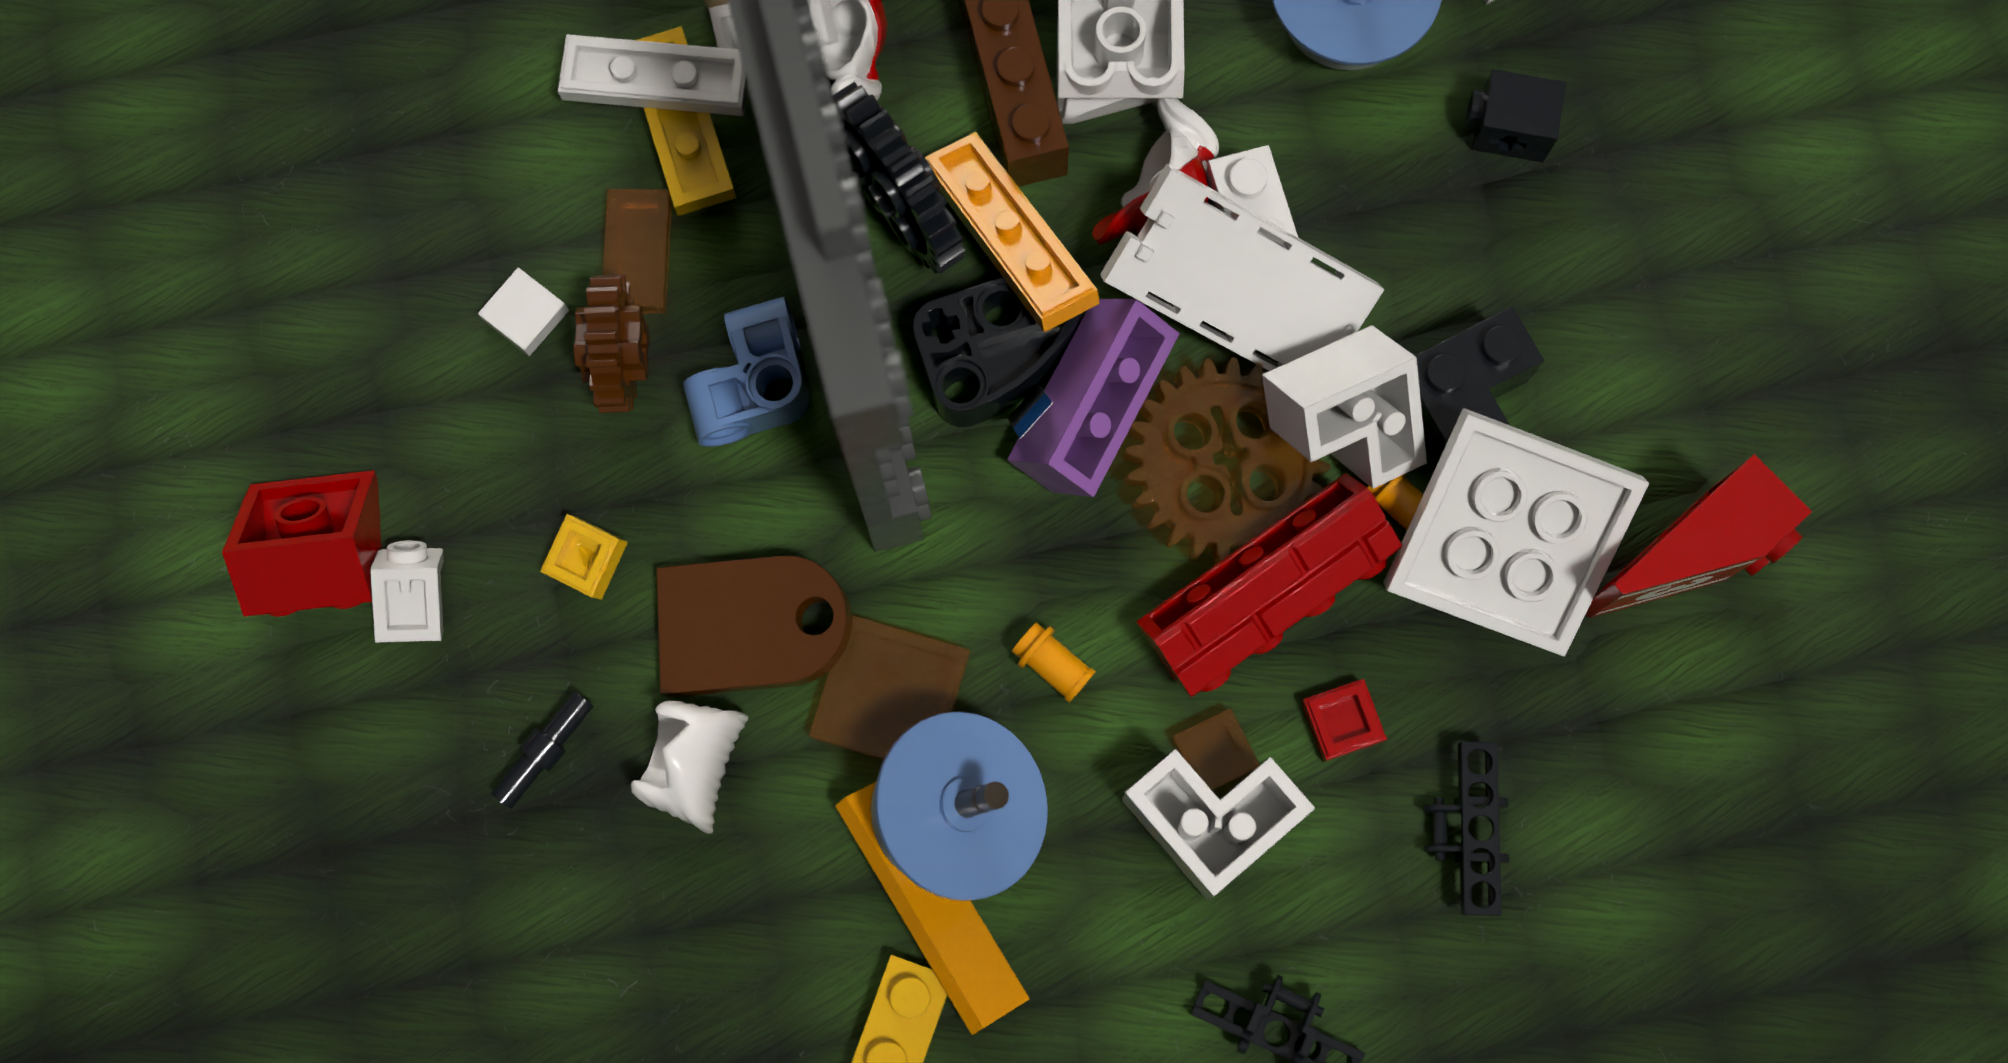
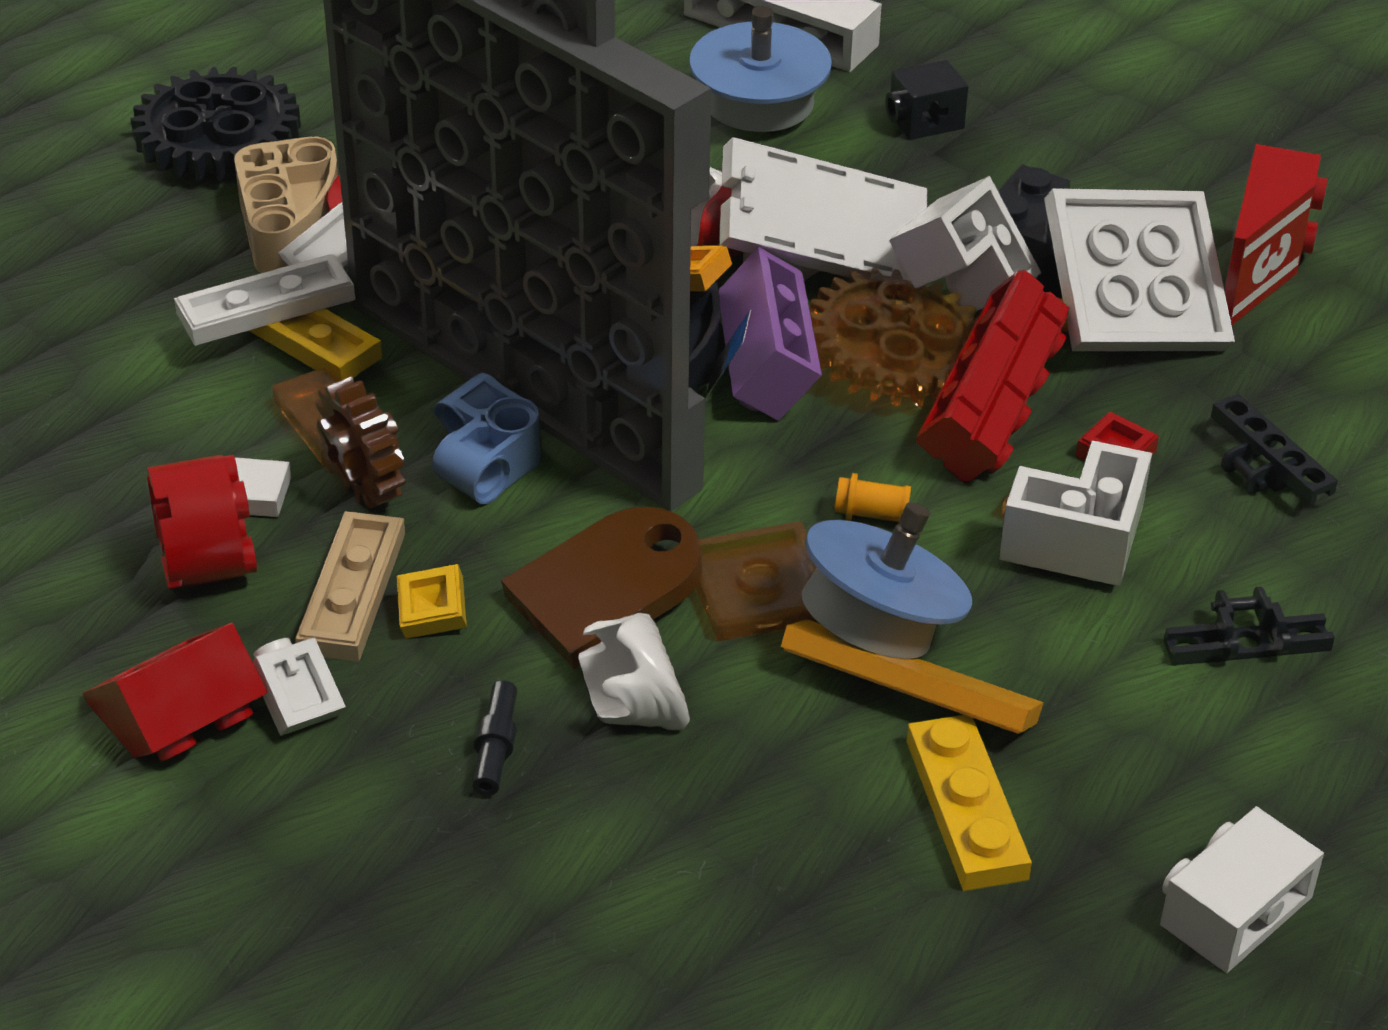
camera: 35 degrees left, 35 degrees down
(419, 363) = (201, 521): none -> red brick
(536, 487) = (352, 584): none -> tan tile

